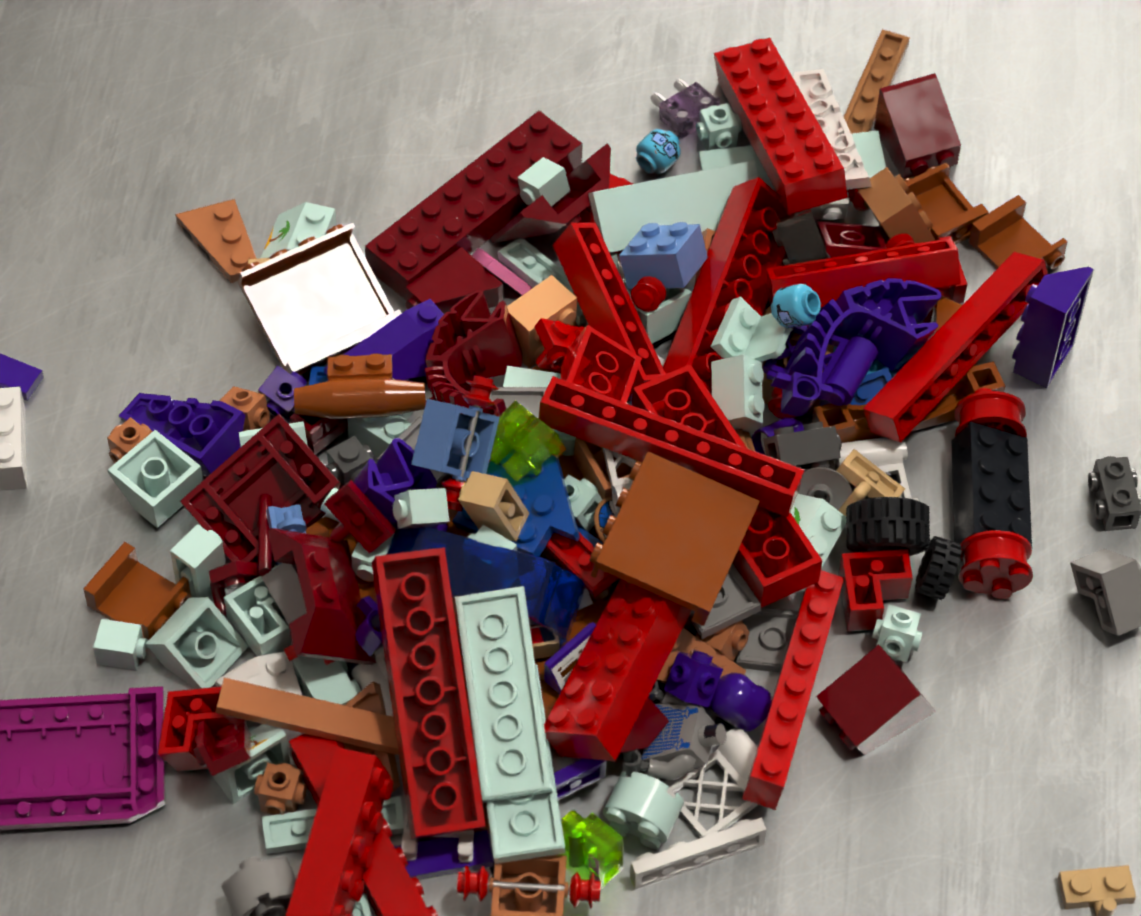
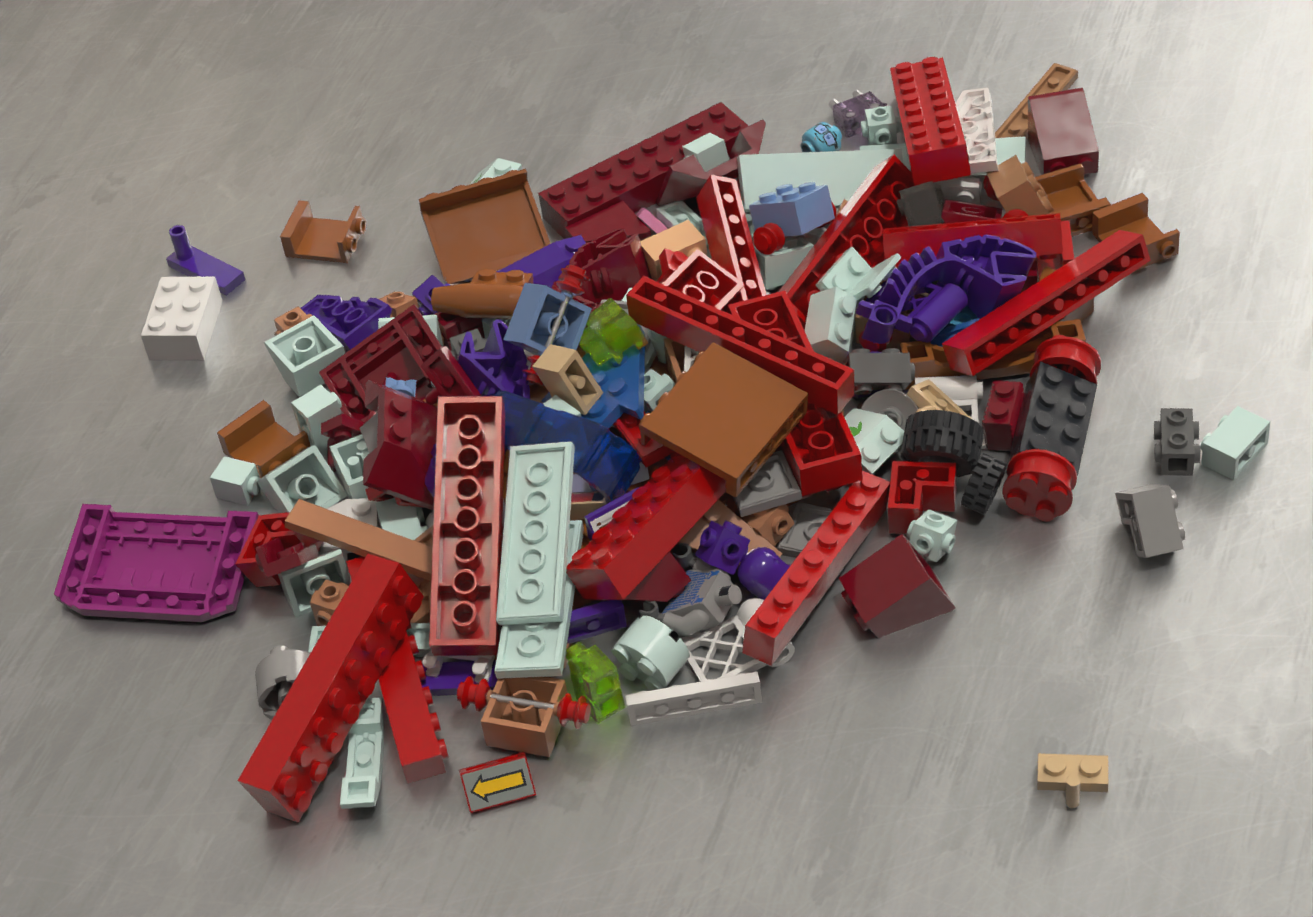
camera: 20 degrees right, 10 degrees down
(122, 316) = (321, 238): none -> dark orange panel
(221, 234) = (422, 178): nougat wing -> none
(421, 508) = (502, 374): light aqua brick -> none
(795, 306) = (891, 248): medium azure head -> none
(937, 479) = (1002, 414): none -> dark red brick
(1050, 324) = (1140, 288): dark purple slope -> none

